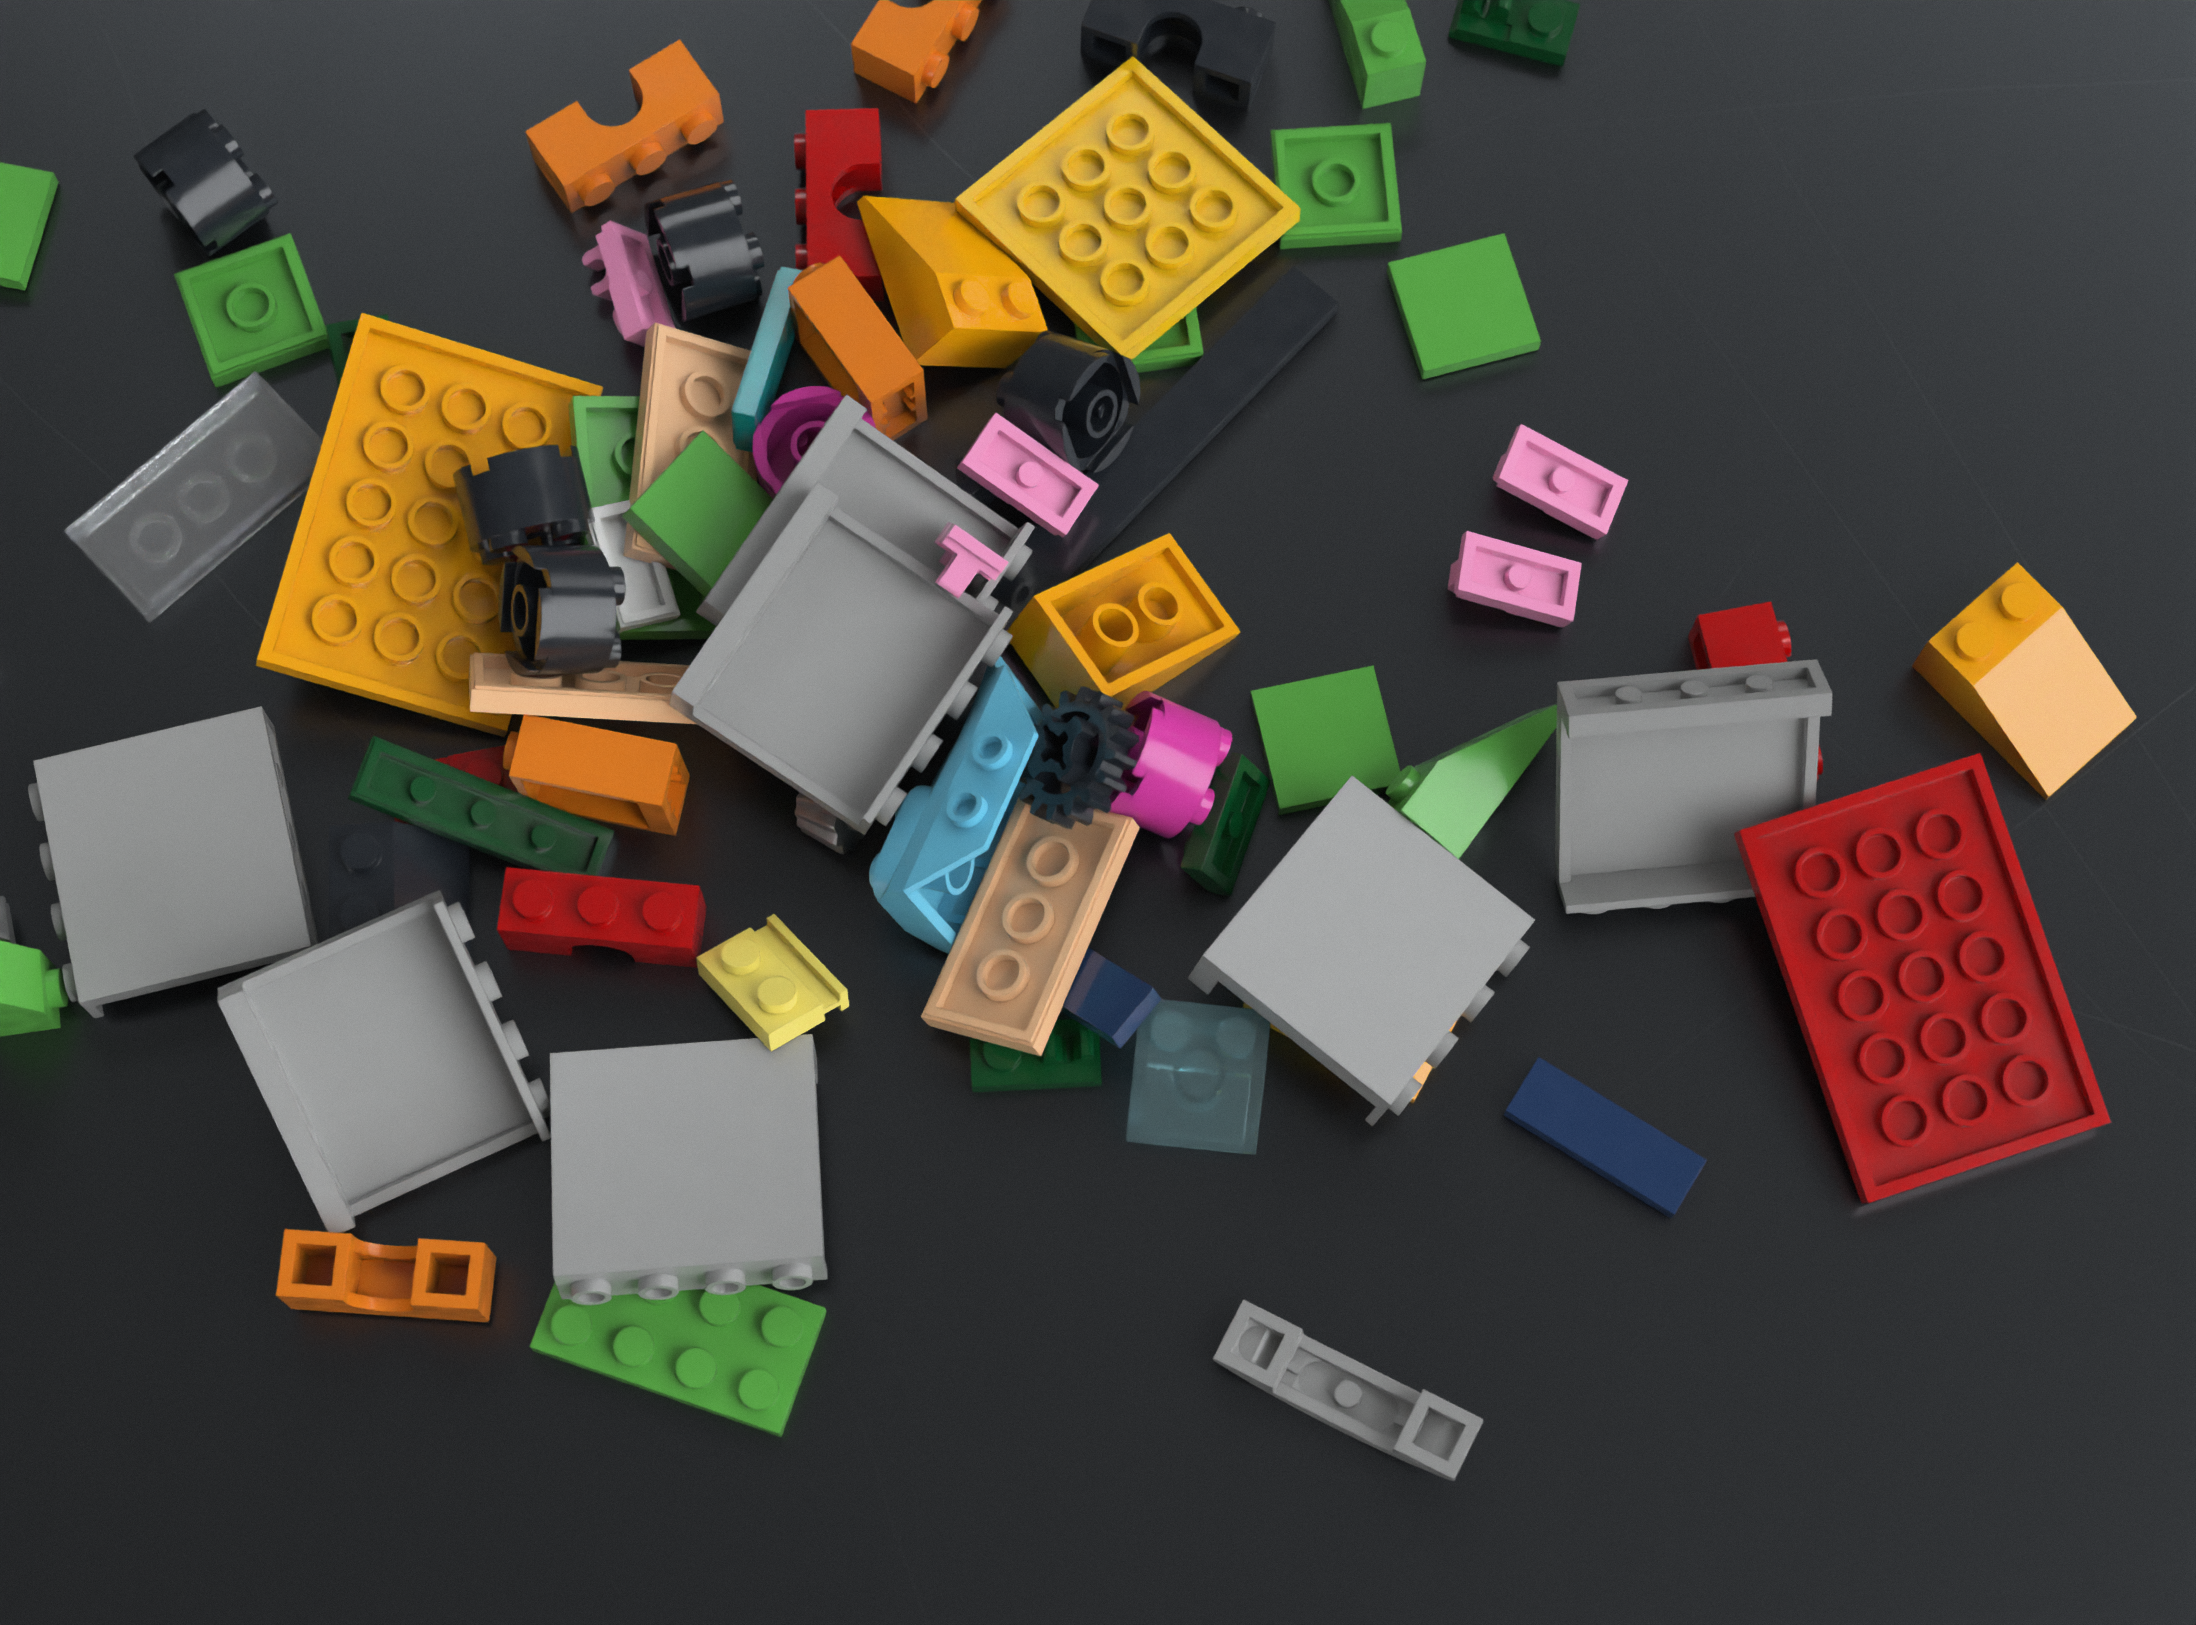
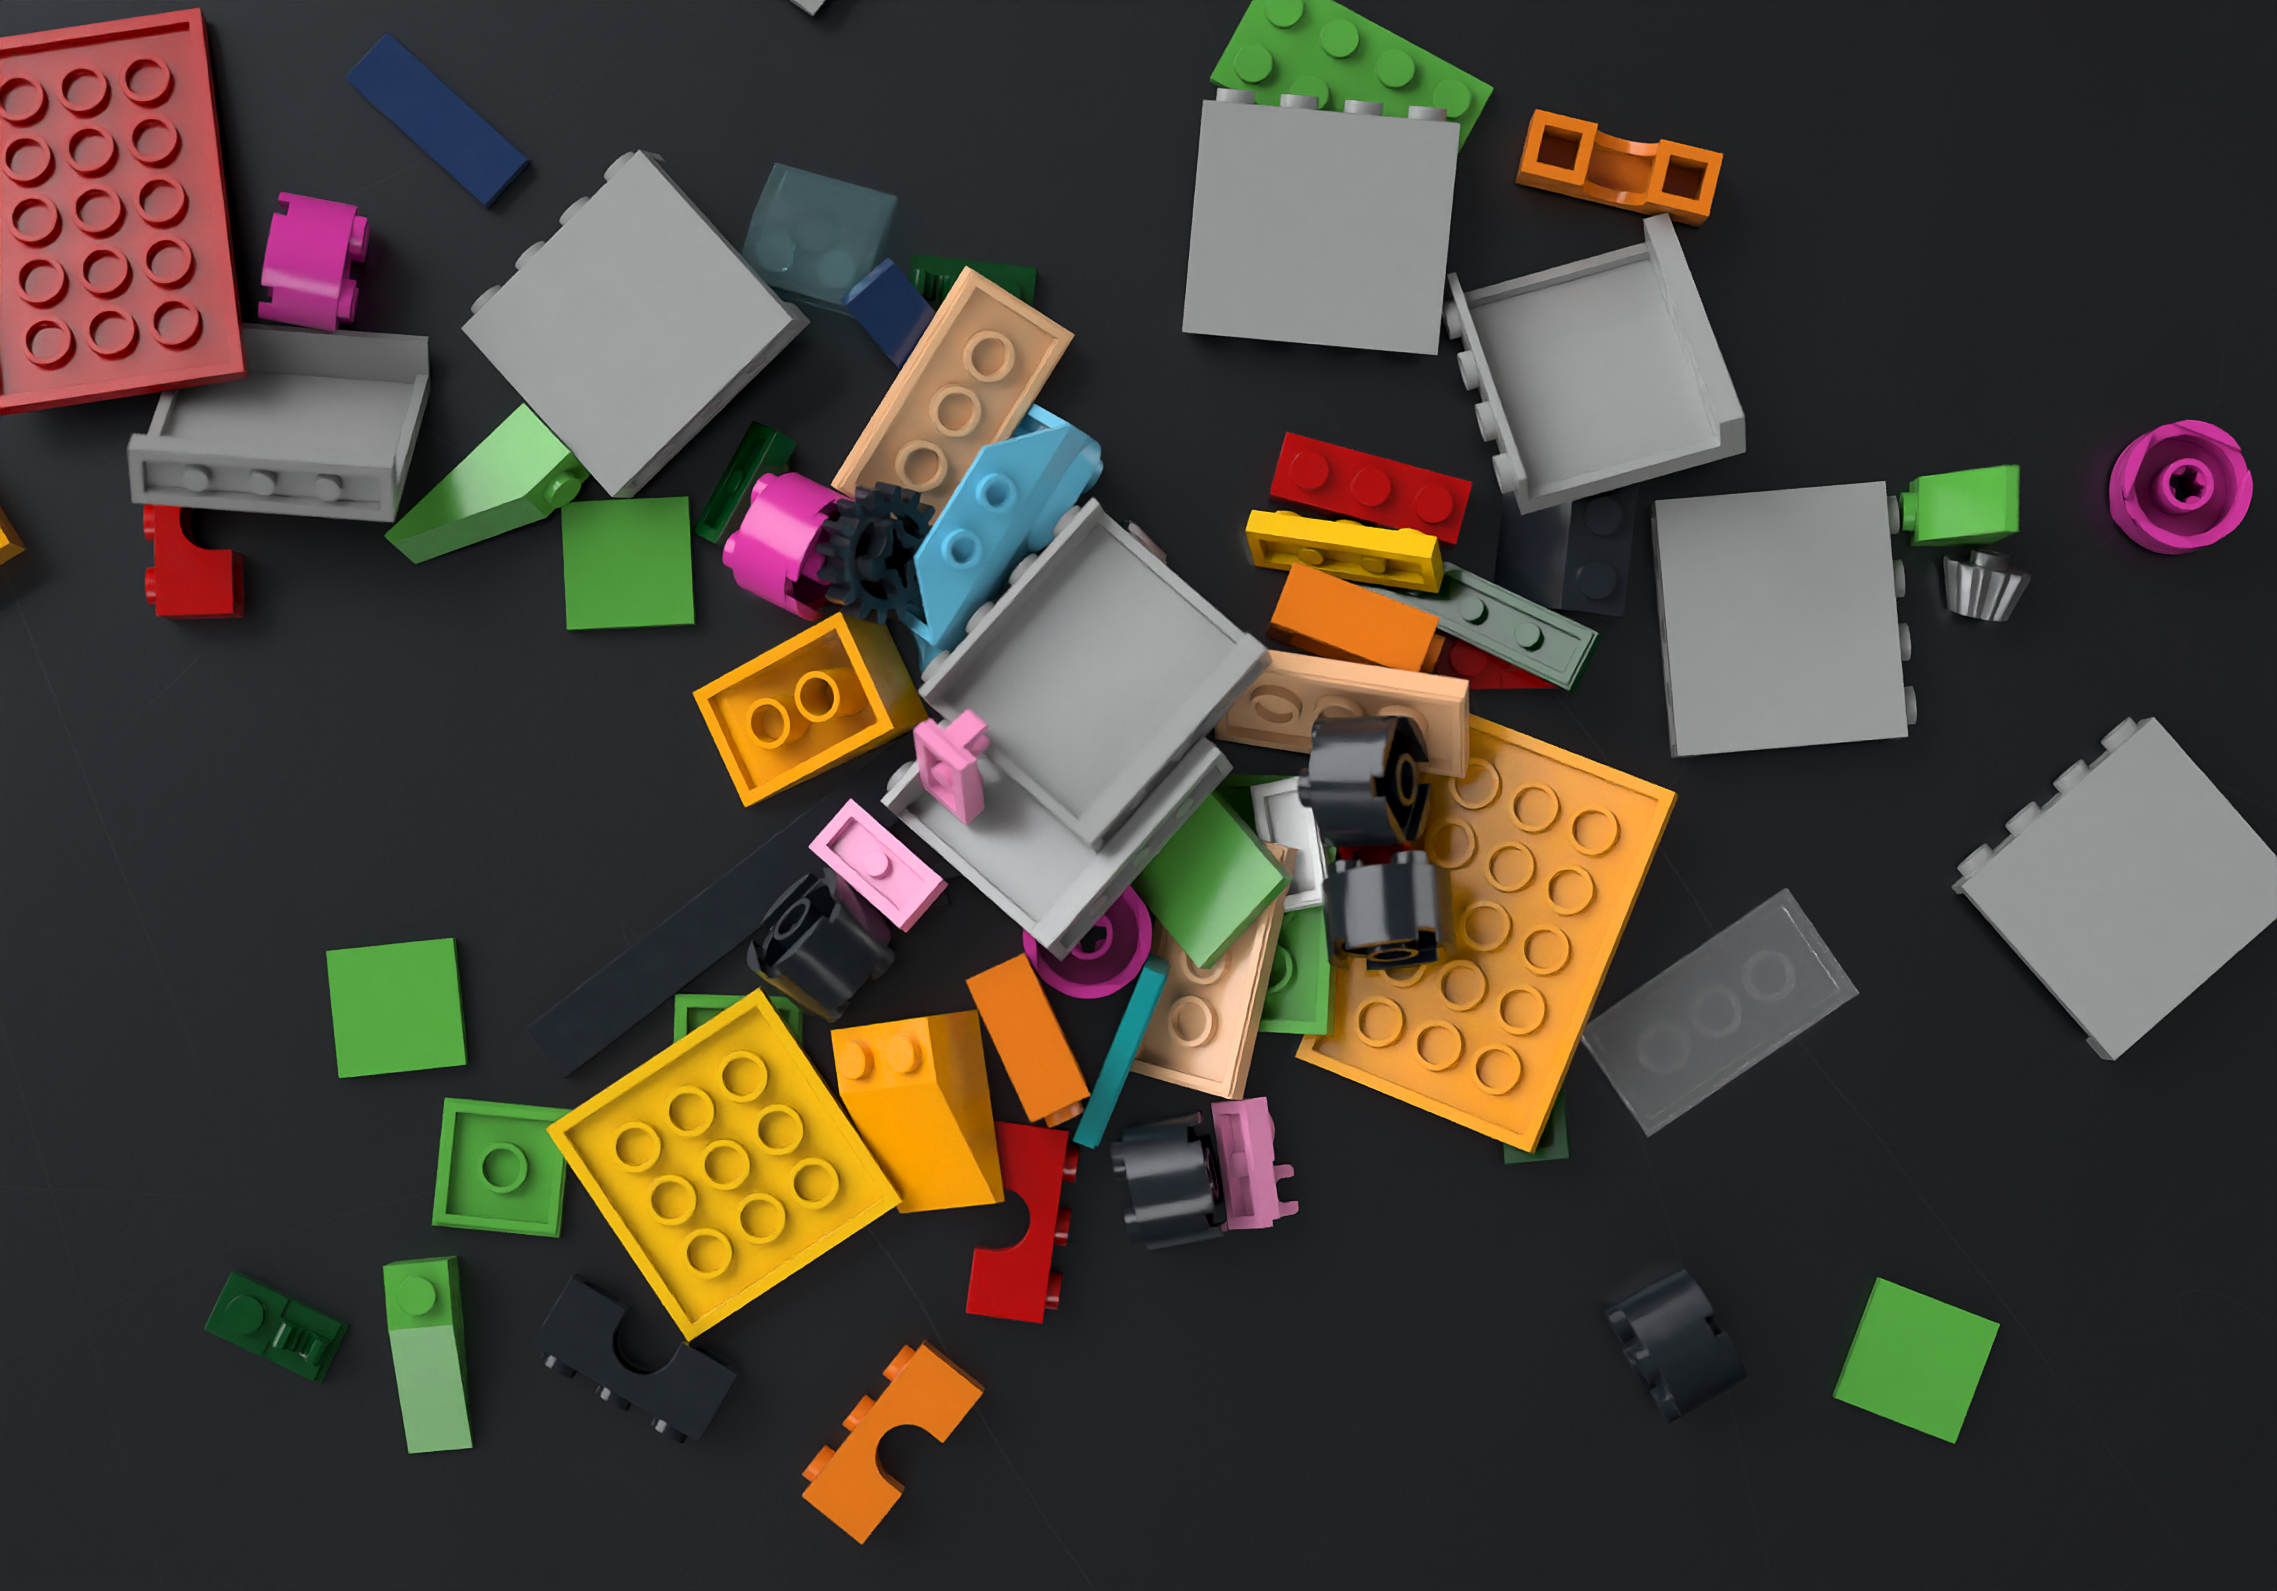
camera: 170 degrees left, 15 degrees up
(252, 310) = (1644, 1212): bright green tile -> none
(591, 159) = (1177, 1363): orange arch -> none
(617, 851) = (1346, 550): none -> yellow plate
(772, 982) = (1213, 395): light yellow plate -> none
(1515, 579) = (406, 691): bright pink plate -> none
(1560, 482) = (340, 787): bright pink plate -> none
(1698, 960) = (312, 261): none -> dark pink brick

